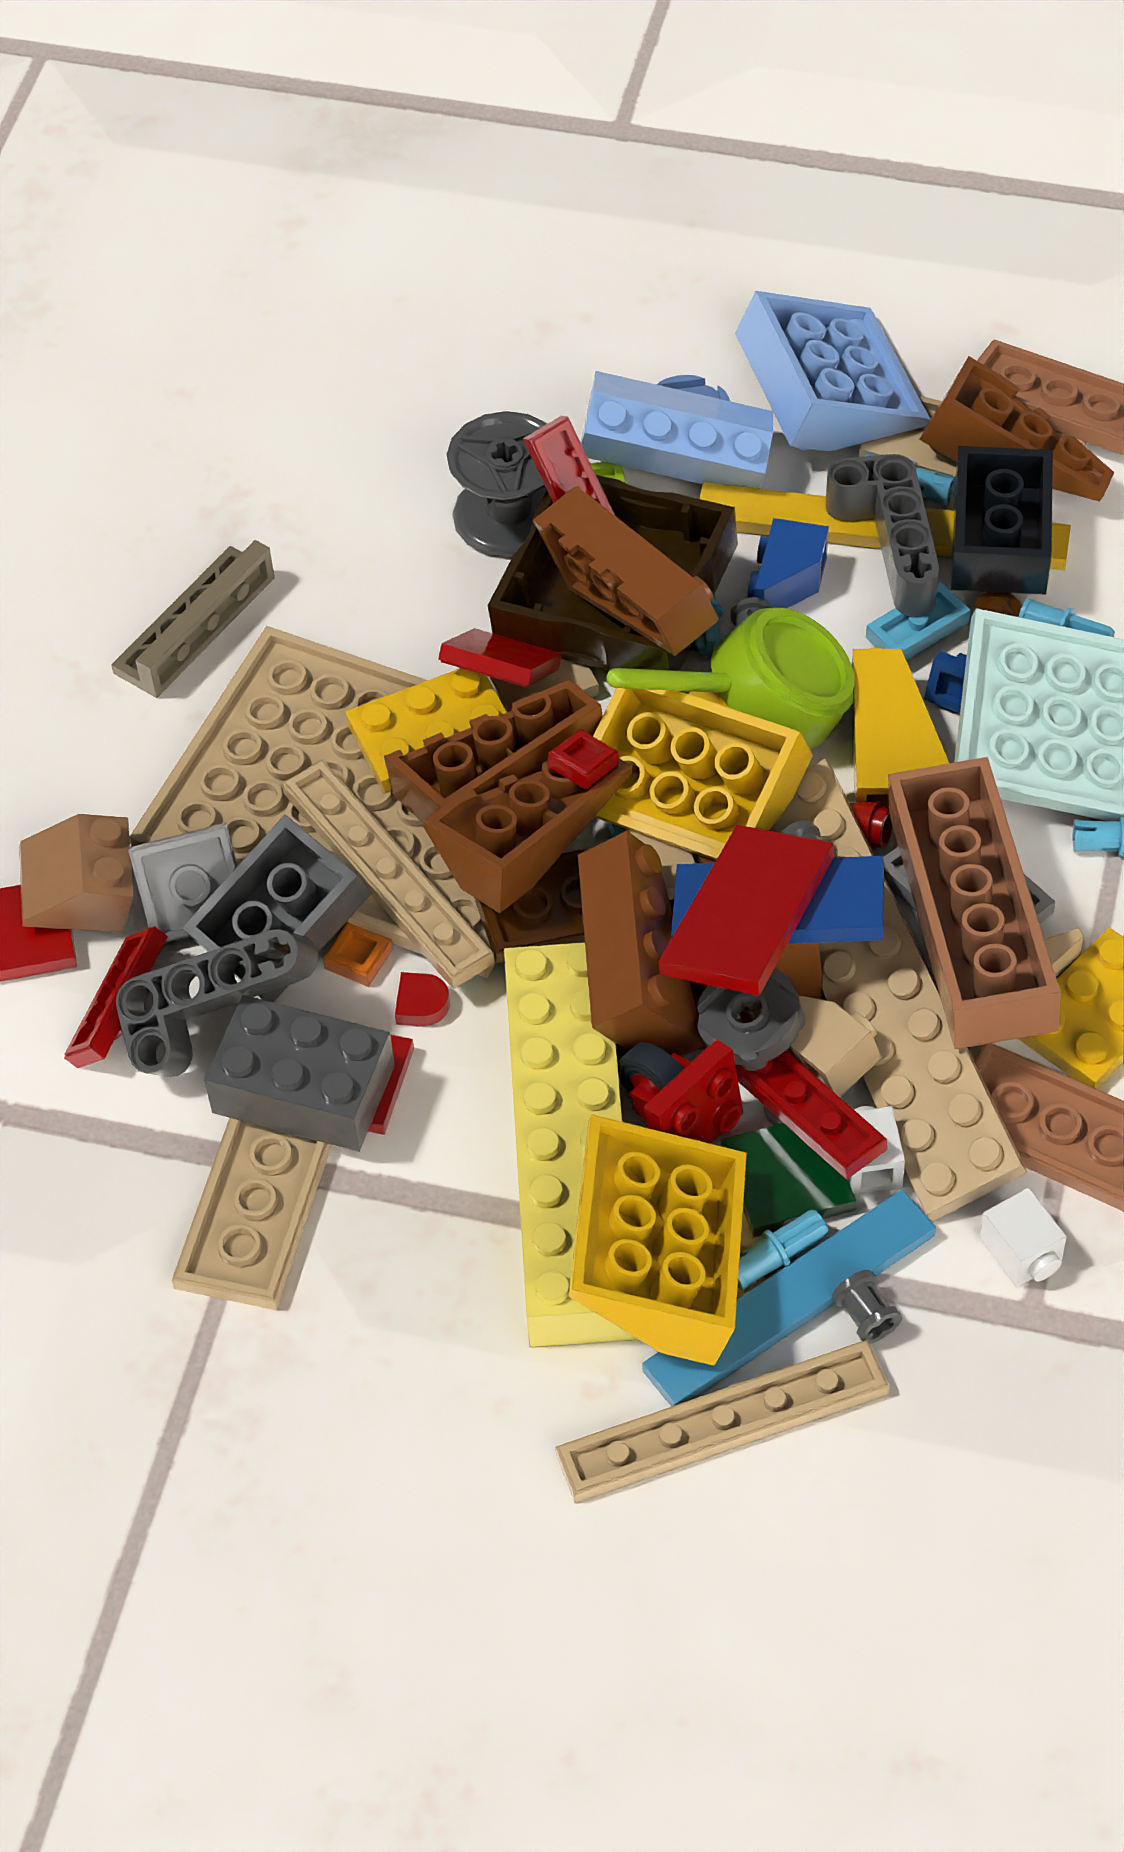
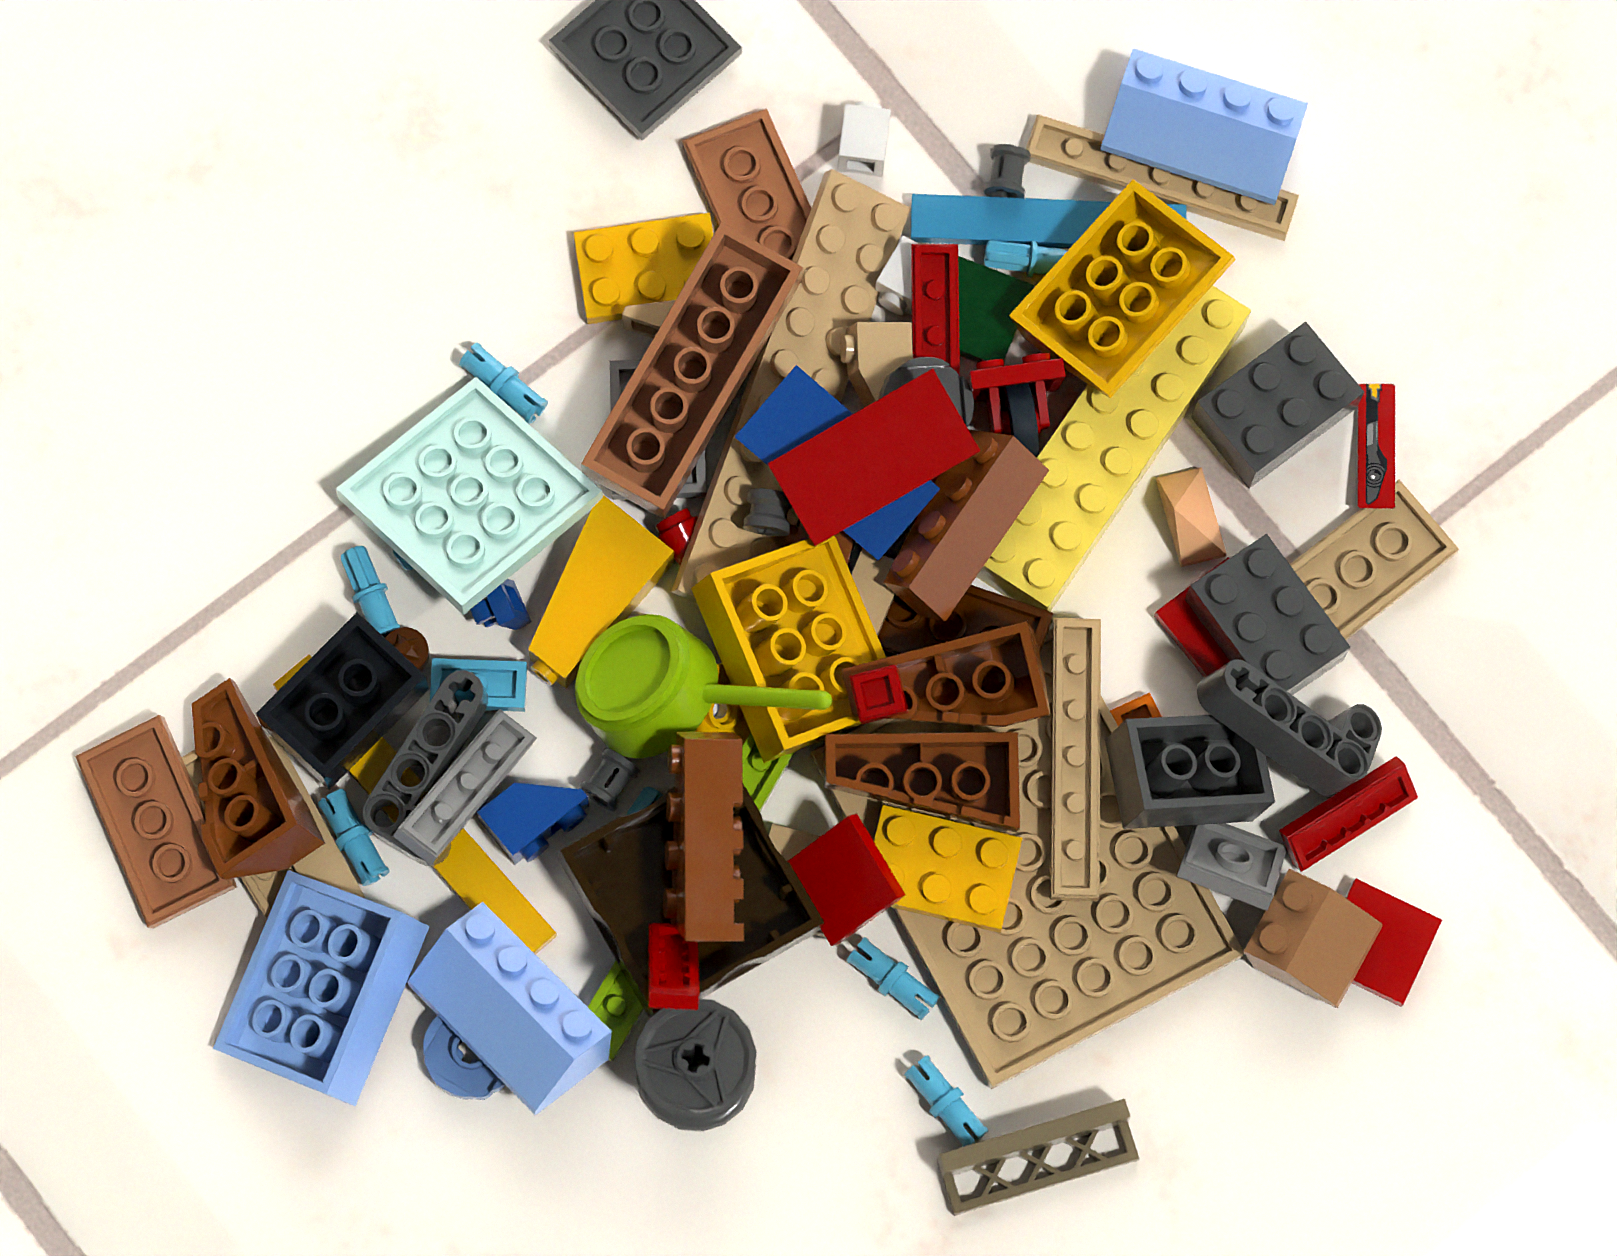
camera: 150 degrees left, 20 degrees up
(296, 604) = (946, 1102): none -> medium azure pin
(319, 1319) = (1376, 447): none -> red sticker
(403, 652) = (893, 978): none -> medium azure pin
(421, 999) = (1122, 647): red tile -> none
(438, 1276) = (1277, 404): none -> dark grey brick
(448, 1142) = (1191, 517): none -> light nougat slope
(718, 1476) = (1204, 126): none -> light blue slope
(852, 530) = (464, 787): none -> light grey tile

